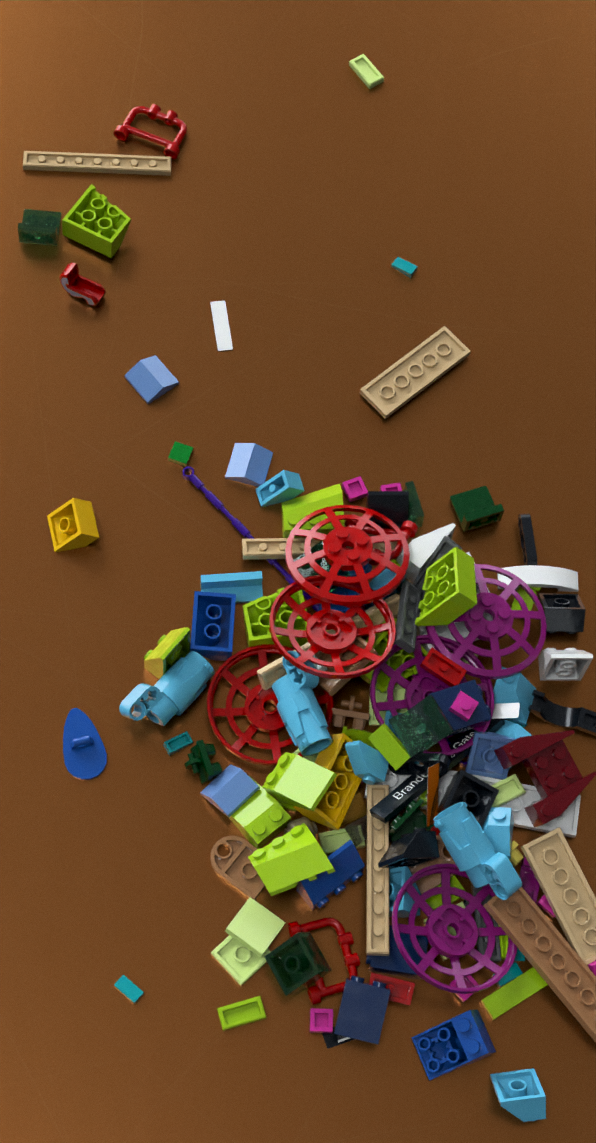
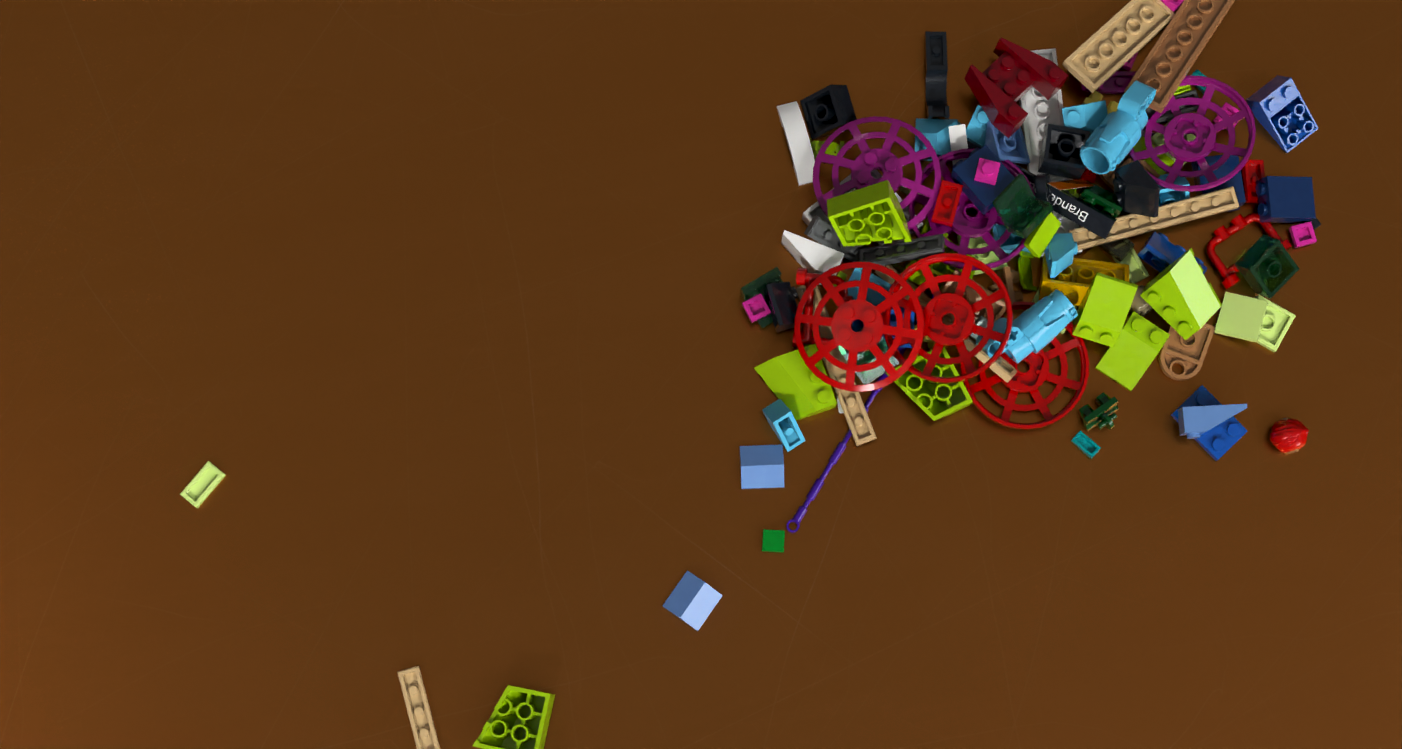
camera: 105 degrees left, 15 degrees up
(73, 525) = (895, 623): yellow slope -> none
(81, 286) = (606, 711): red animal -> none
(82, 747) = (1119, 535): blue shield -> none
(122, 935) = (1288, 435): none -> red hair
(129, 989) = (1332, 415): teal piece -> none
(154, 112) = (340, 711): red bar -> none
(161, 864) = (1219, 438): none -> blue plate
(165, 847) = (1200, 419): none -> medium blue slope
(168, 652) = (1007, 479): lime slope -> none
(171, 693) = (1048, 464): medium azure piece -> none
(213, 625) = (961, 444): blue slope -> none
(221, 325) = (600, 547): white sticker -> none
(230, 790) = (1120, 379): medium blue slope -> none
(241, 1013) = (1318, 308): lime tile -> none
(245, 585) = (909, 441): medium azure panel -> none
(355, 489) = (757, 349): dark pink plate -> none
(404, 267) = (463, 370): teal piece -> none
(415, 372) = (597, 323): tan plate -> none
(476, 508) = (740, 221): dark green bracket -> none
(509, 789) = (1036, 121): yellowish green tile -> none
(513, 993) = (1214, 68): lime tile -> none
(520, 1094) = (1306, 47): medium azure slope -> none
(527, 539) = (760, 162): black beam -> none
(563, 664) = (889, 93): white slope -> none

